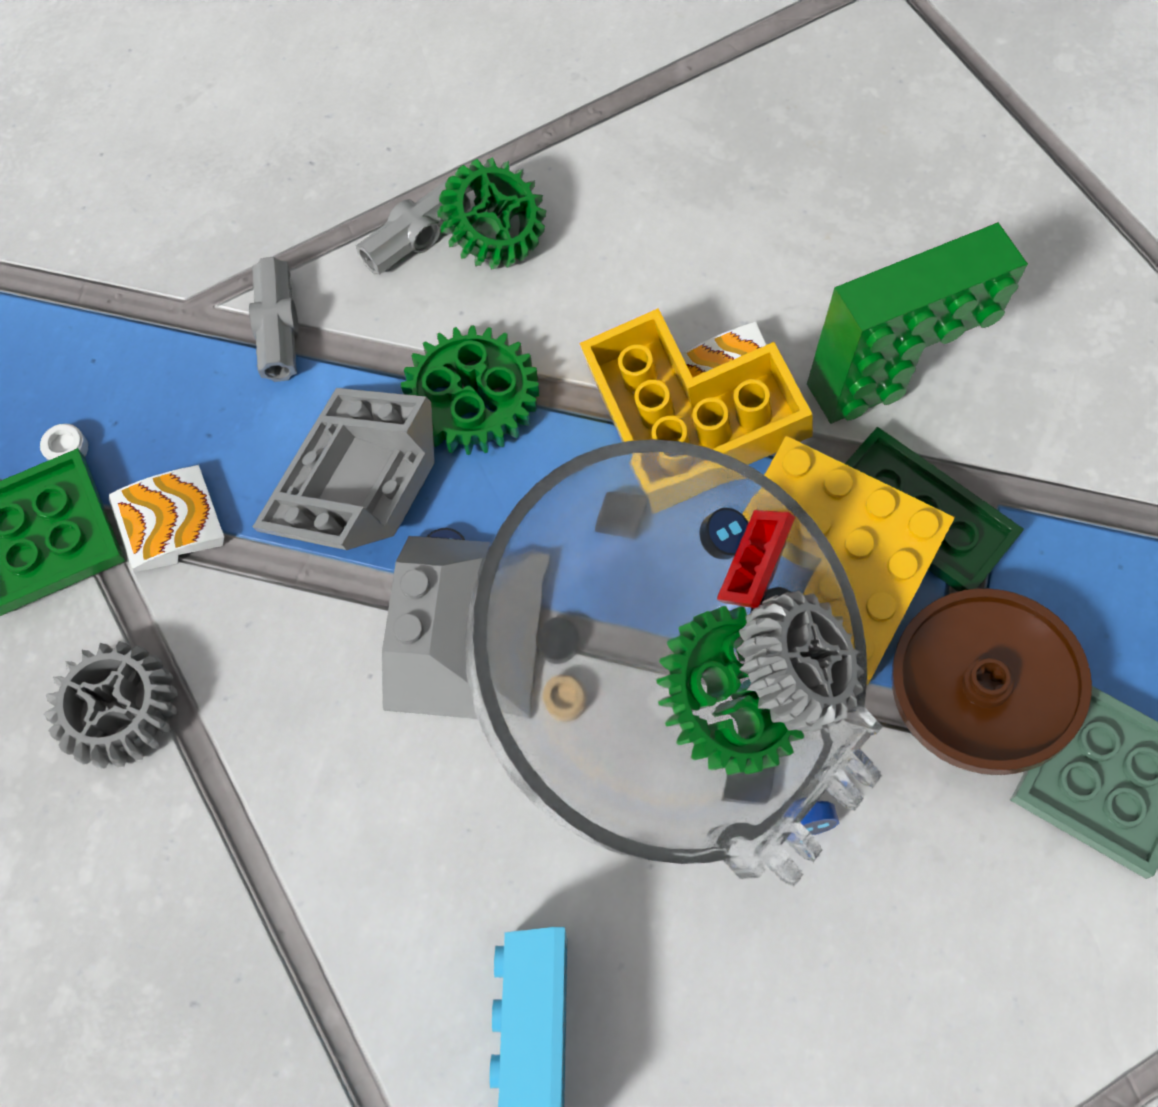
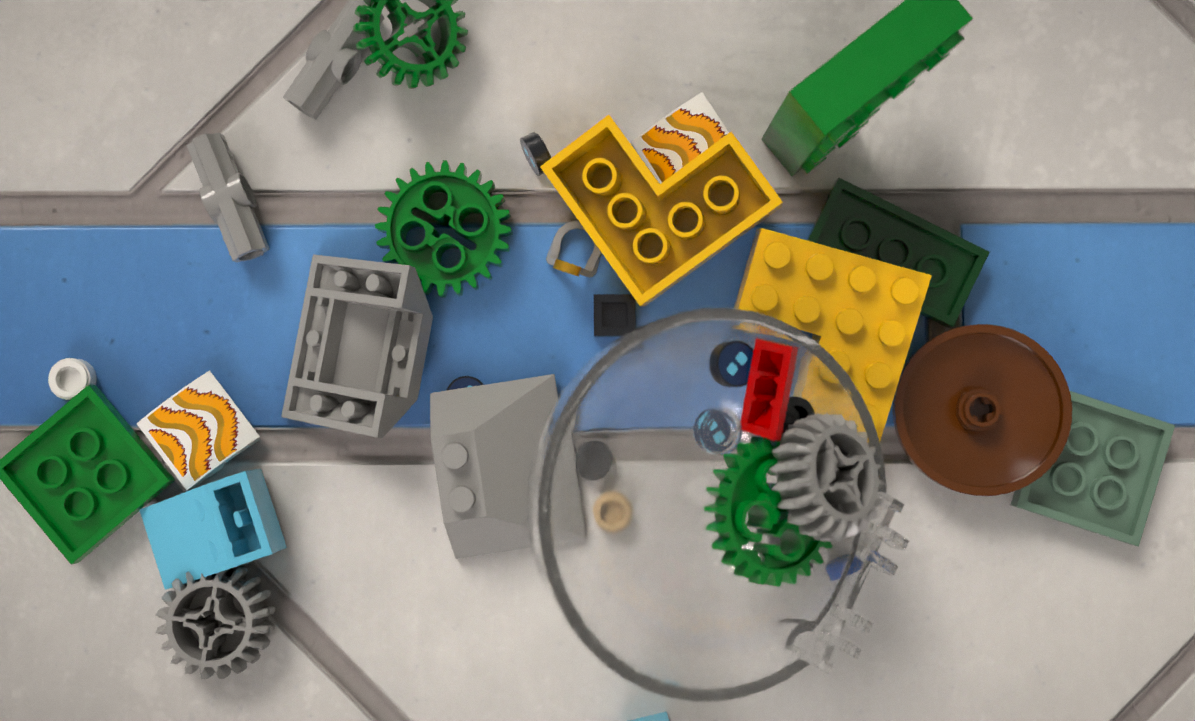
camera: 15 degrees left, 20 degrees up
(147, 605) = (213, 527): none -> medium azure slope
(576, 334) = (535, 151): none -> black tile
(580, 441) = (553, 253): none -> light grey piece
(693, 592) = (717, 431): none -> clear tile

